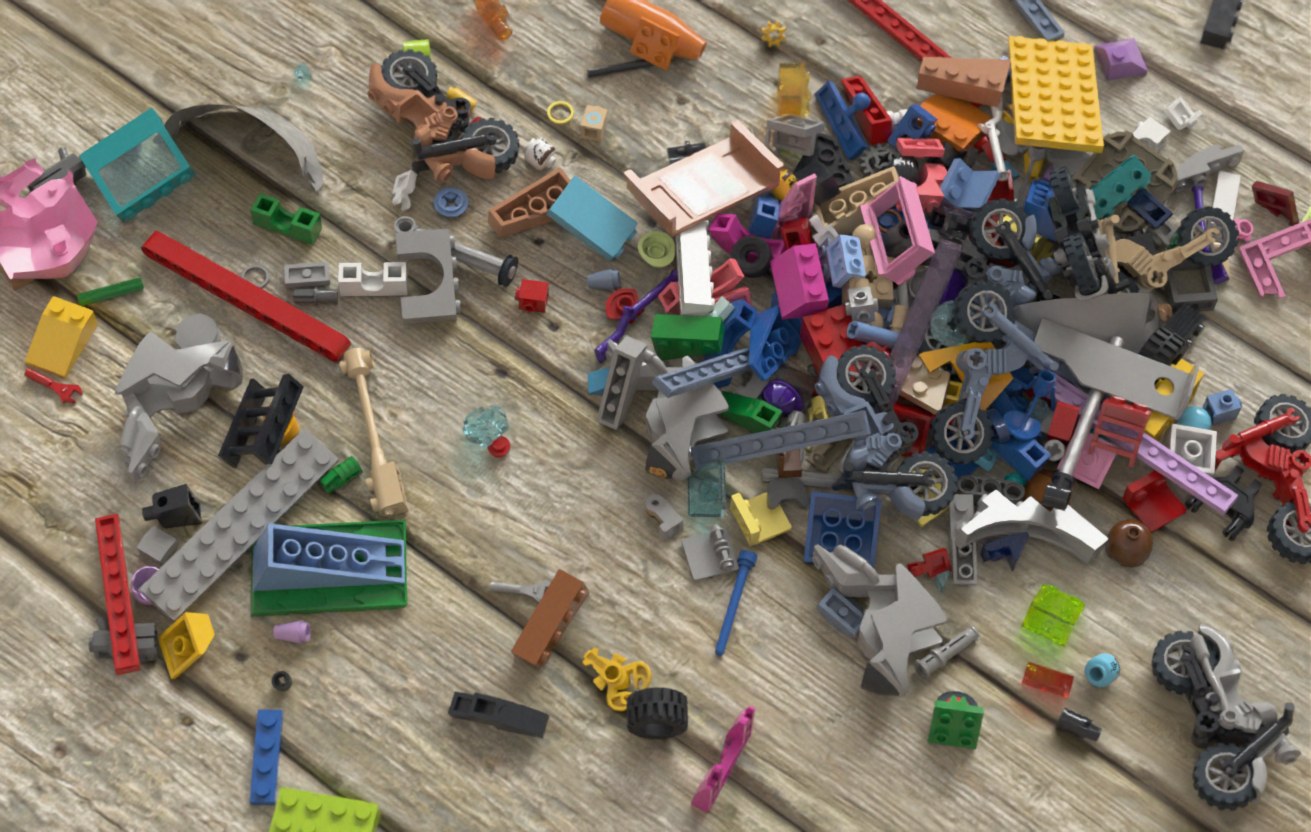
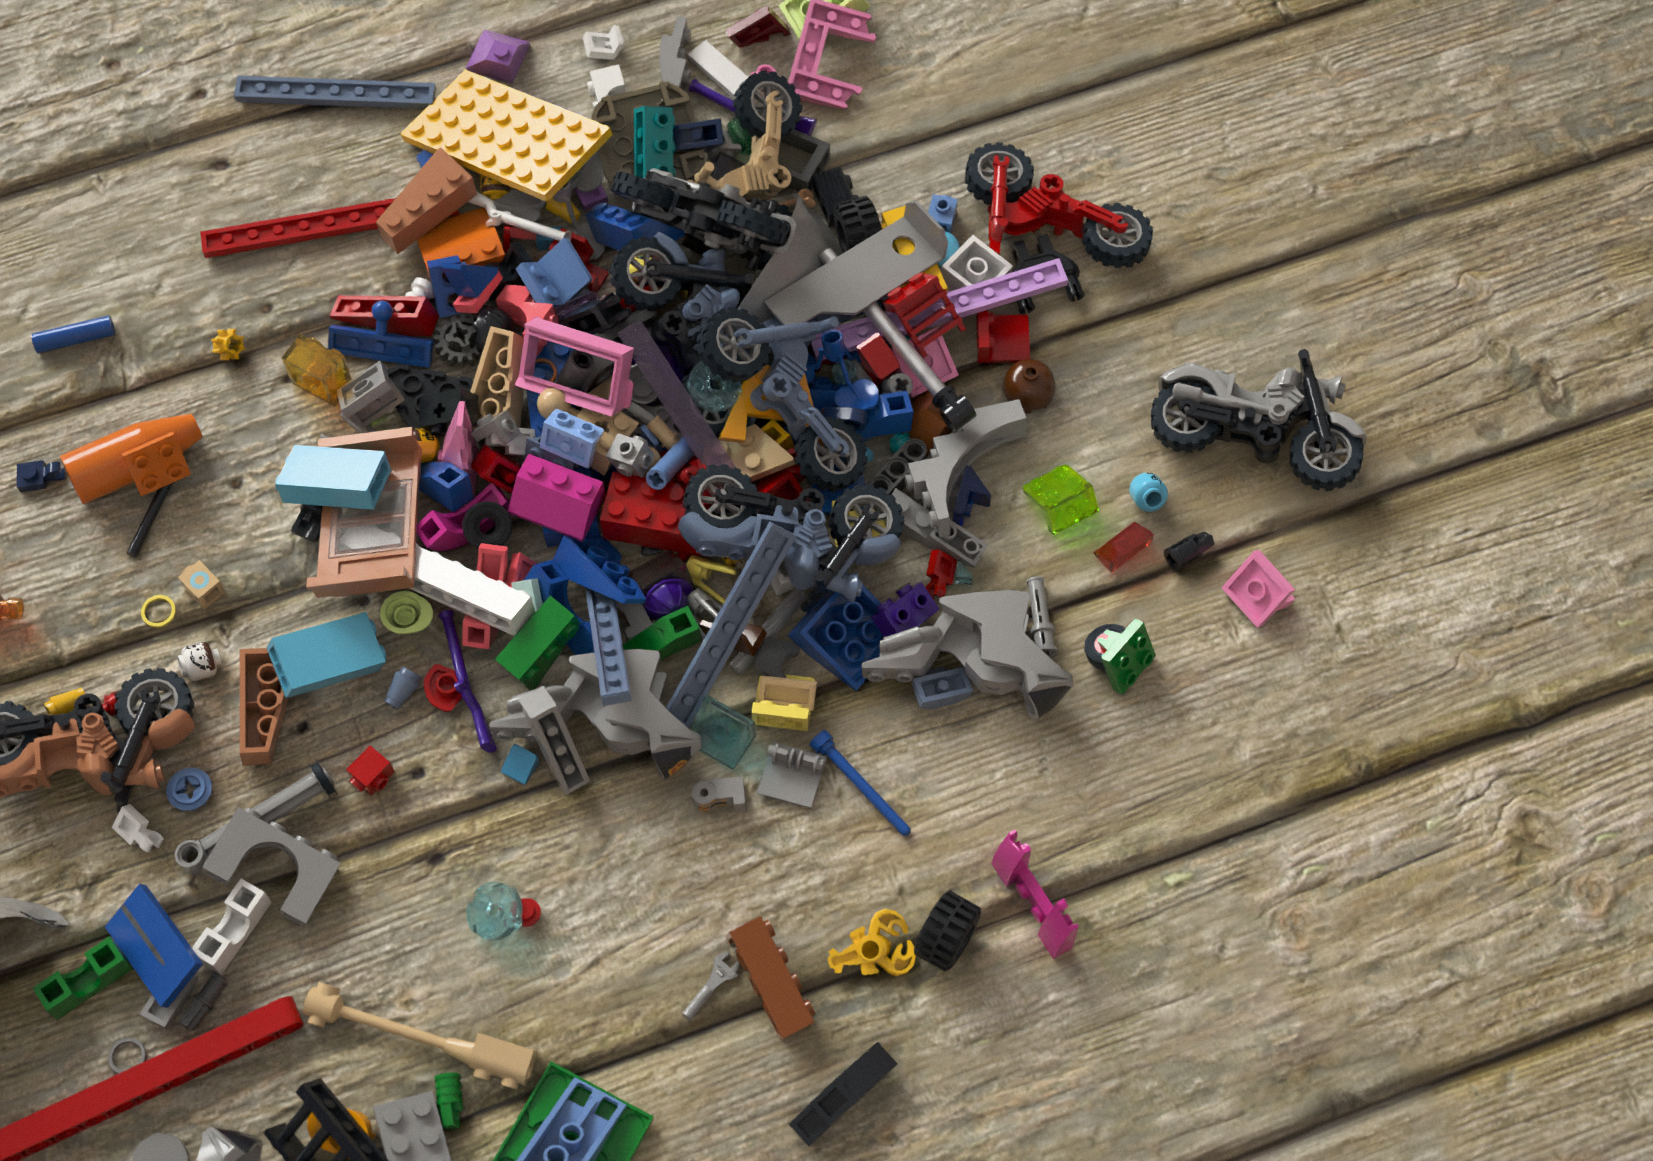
camera: 55 degrees left, 5 degrees up
(331, 243) = (153, 945): none -> blue tile
(716, 144) = (333, 477): none -> brick
(766, 513) = (787, 691): none -> tan tile
(825, 217) = (501, 424): none -> light grey bracket
(881, 554) = (905, 611): none -> dark purple brick
(922, 133) = (469, 279): none -> blue slope
(1081, 791) = (1259, 589): none -> bright pink bracket

